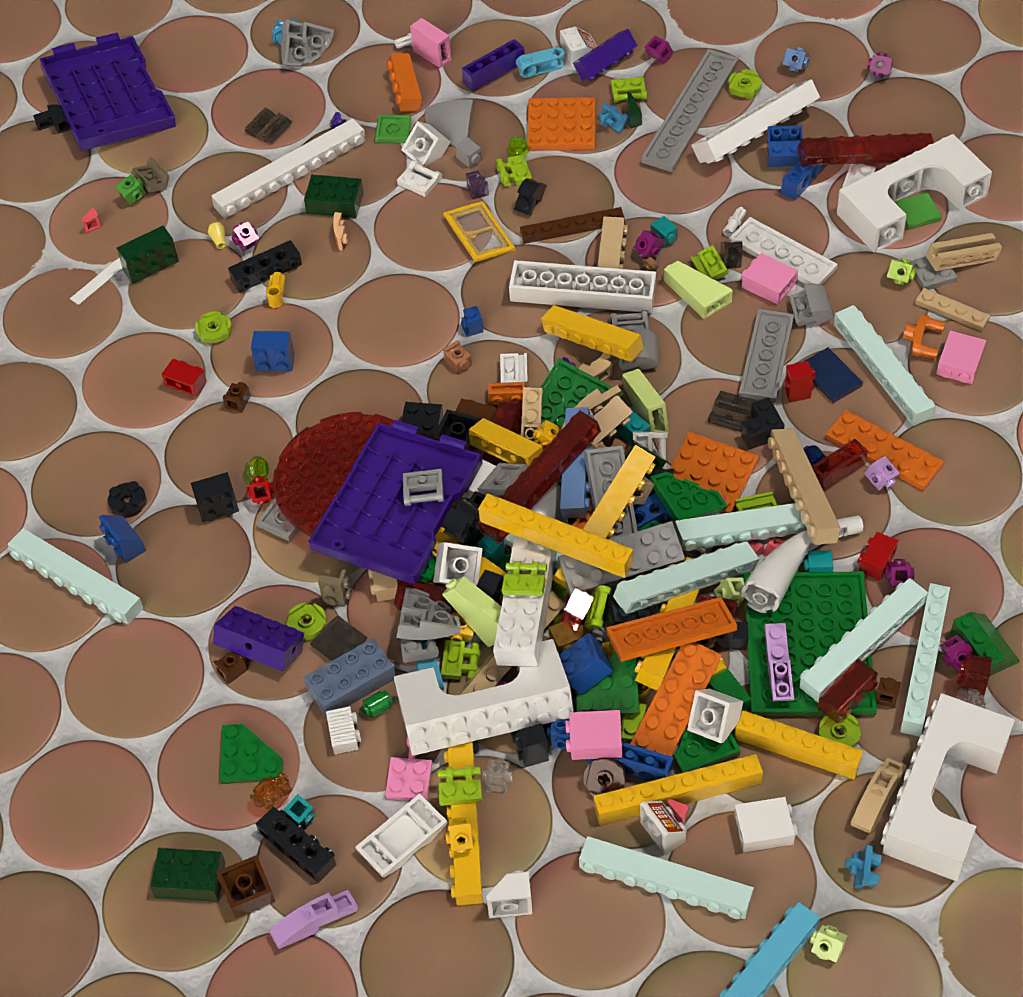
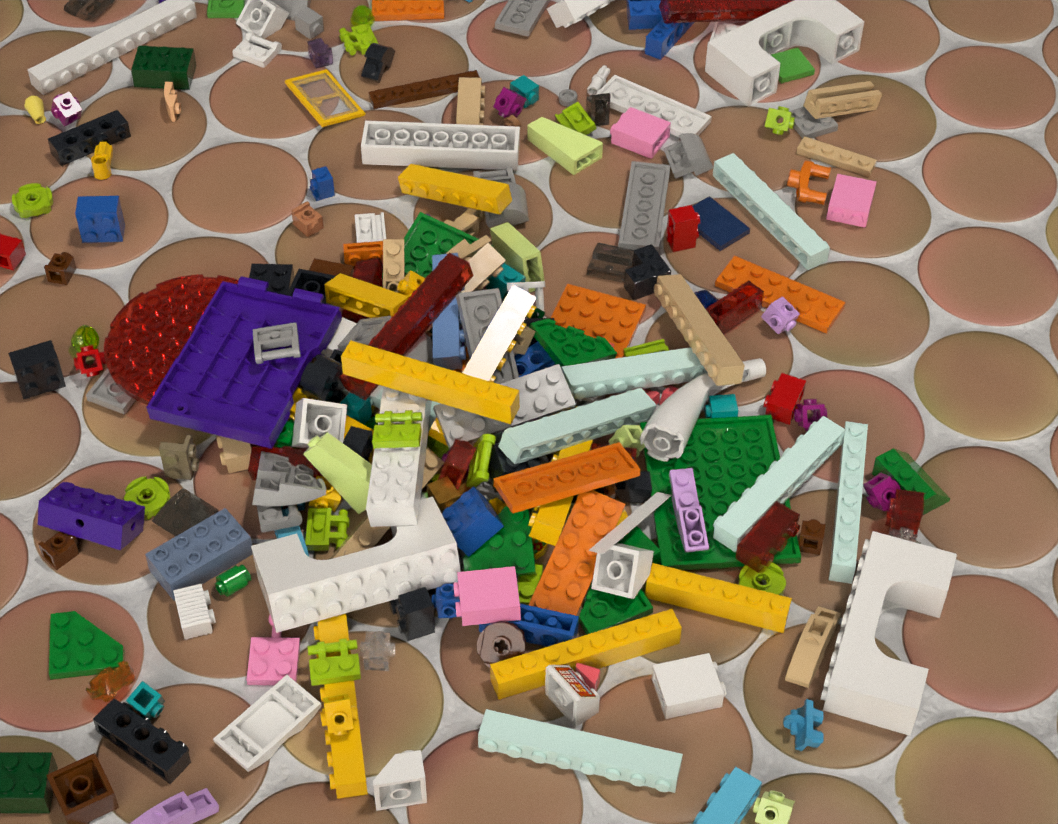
camera: 10 degrees left, 5 degrees down
(704, 238) = (567, 97): none -> light grey tile
(725, 672) = (629, 523): none -> white sticker

